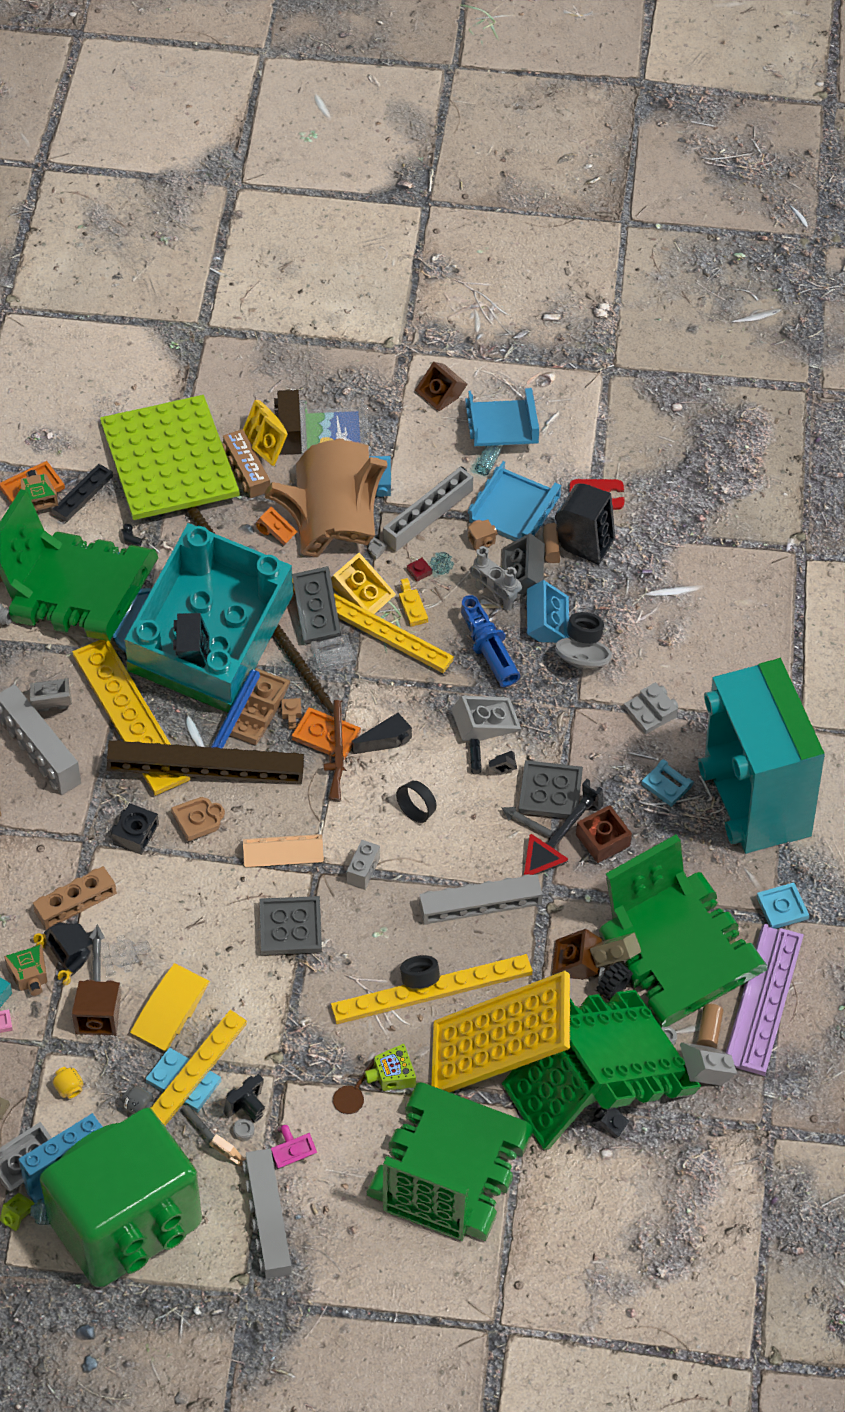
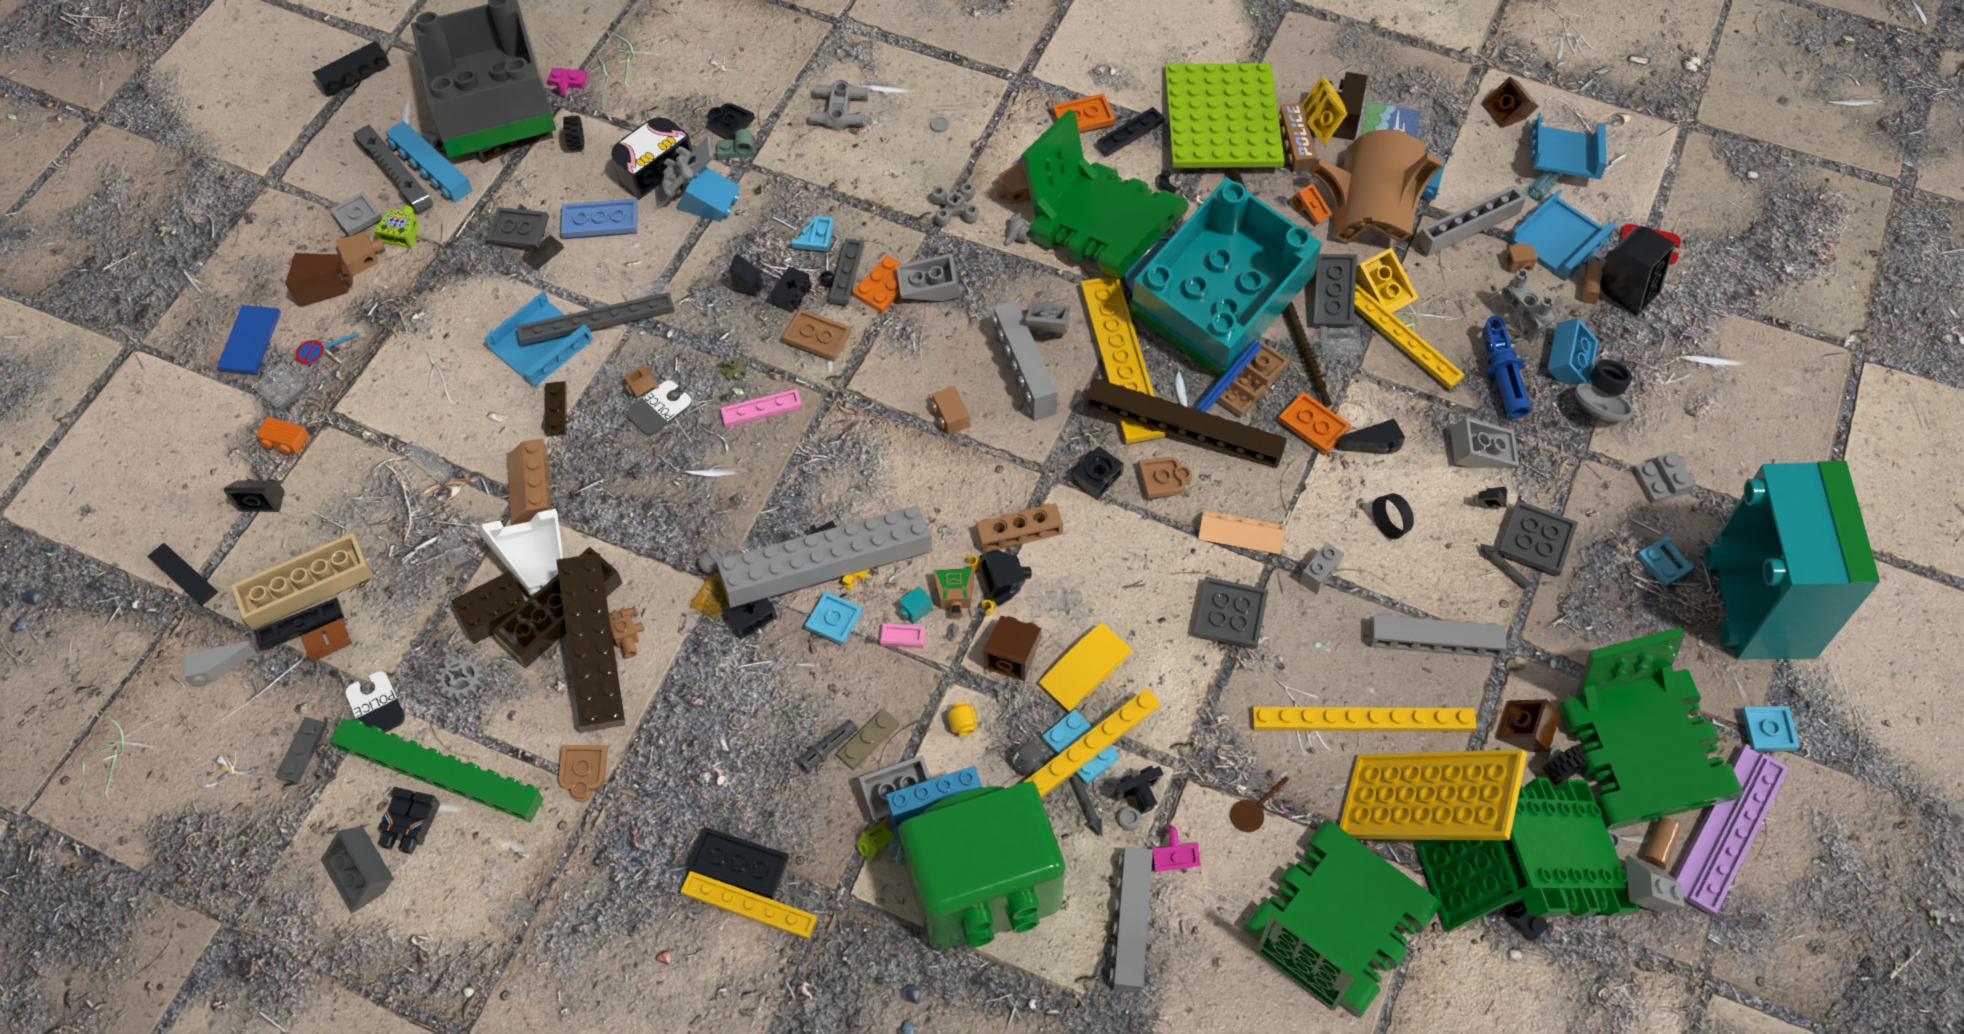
camera: 20 degrees right, 5 degrees up
(40, 490) = (1089, 119): torso -> none
(97, 936) = (1031, 574): dark grey piece -> none
(192, 638) = (1202, 294): black brick -> none
(226, 1149) = (1106, 837): light nougat tile -> none
(291, 710) = (1284, 391): medium nougat plate -> none
(338, 766) = (1319, 459): reddish brown piece -> none
(376, 548) = (1408, 248): light grey tile -> none
(392, 1070) = (1302, 797): lime torso -> none
(412, 604) = (1432, 312): yellow plate -> none
(412, 975) = (1353, 707): black tyre -> none
(419, 569) = (1448, 279): dark red plate -> none
(441, 563) = (1473, 277): clear light blue gear -> none
(475, 756) = (1464, 483): black axle -> none
(527, 558) = (1566, 290): dark grey slope -> none
(542, 855) = (1514, 606): black piece -> none
(603, 834) = (1586, 599): copper brick -> none
(615, 950) = (1575, 731): dark tan brick -> none

